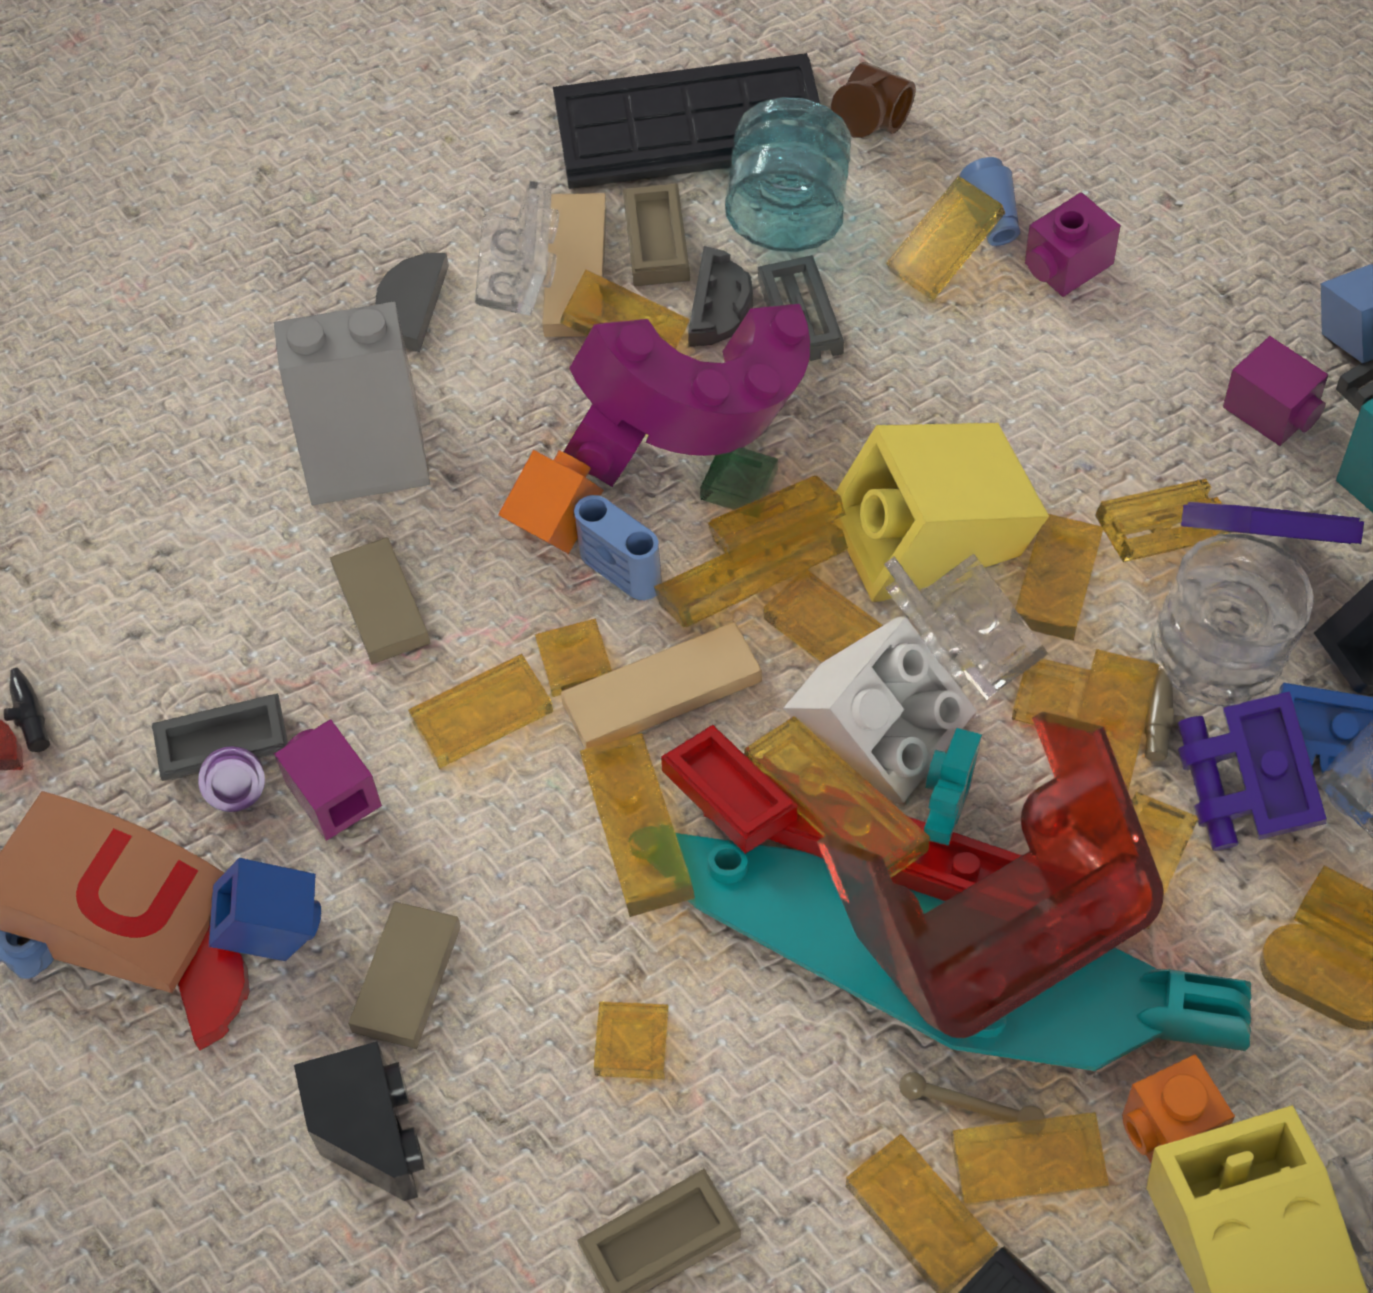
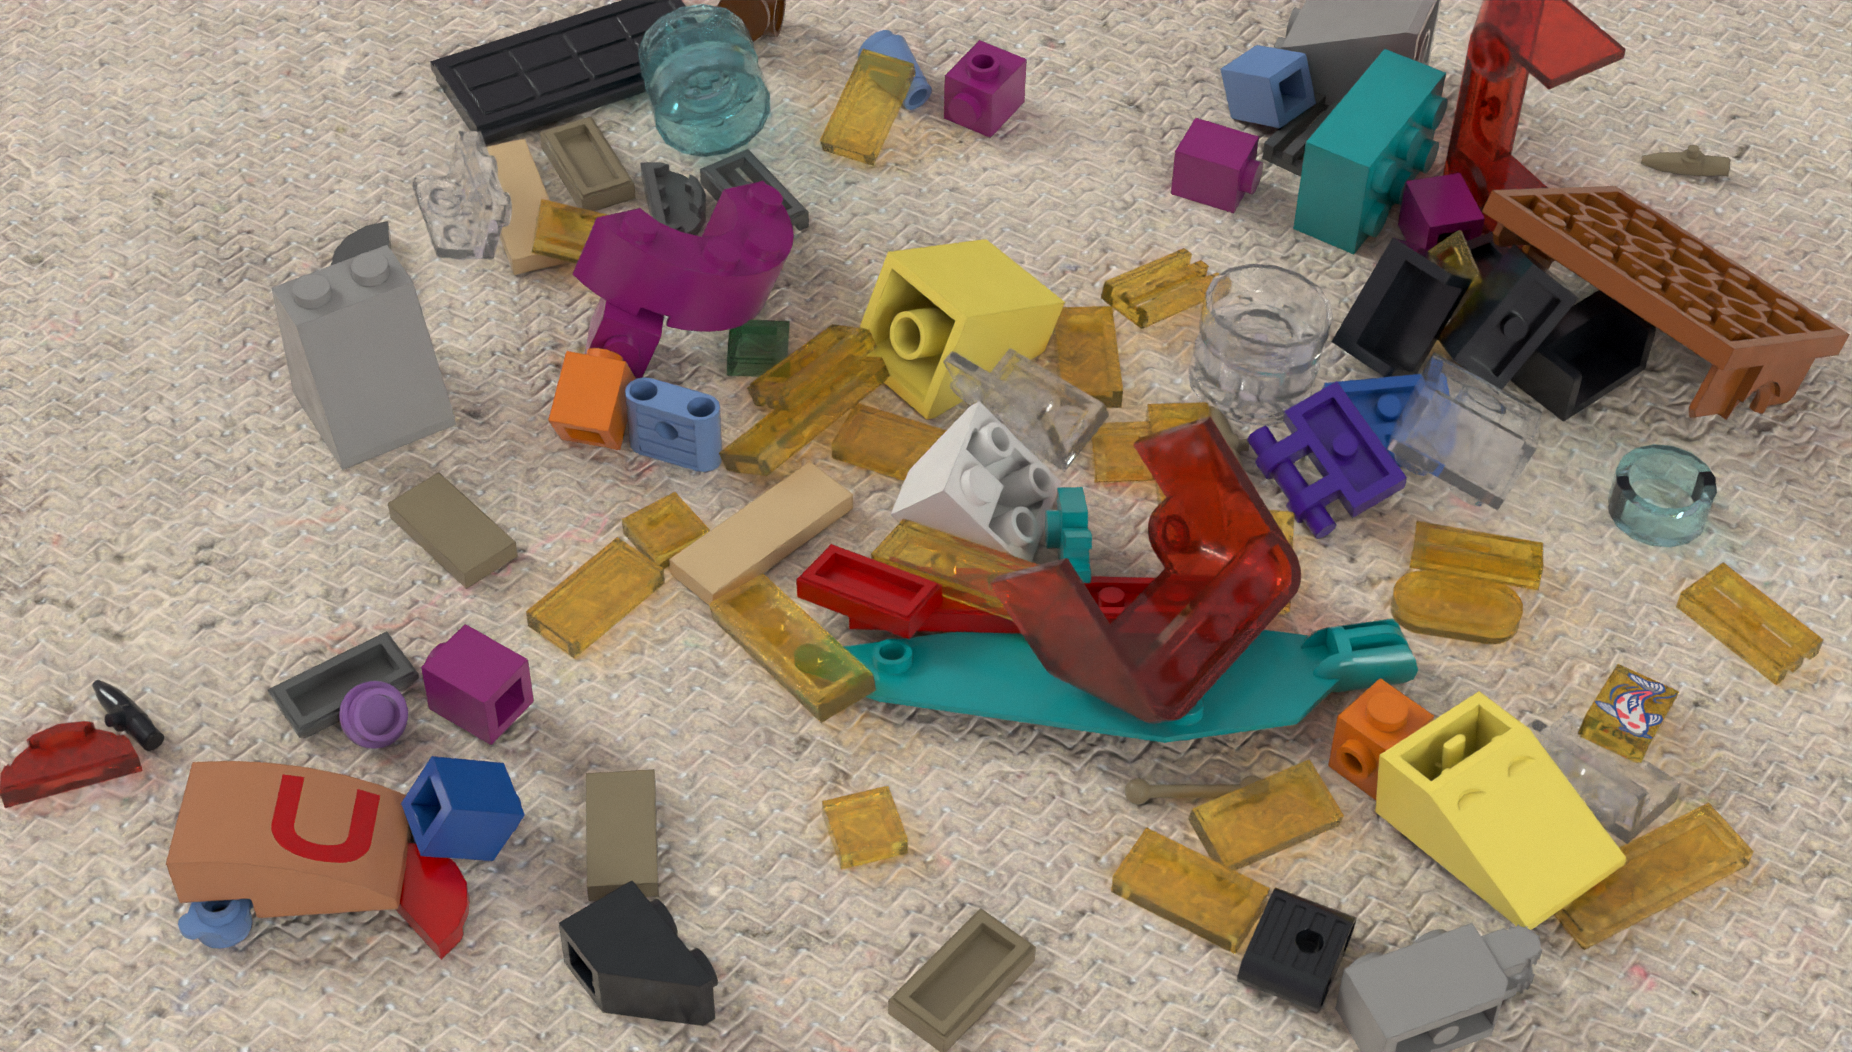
camera: 25 degrees left, 10 degrees down
(1273, 522) = (1285, 249): dark purple tile -> none

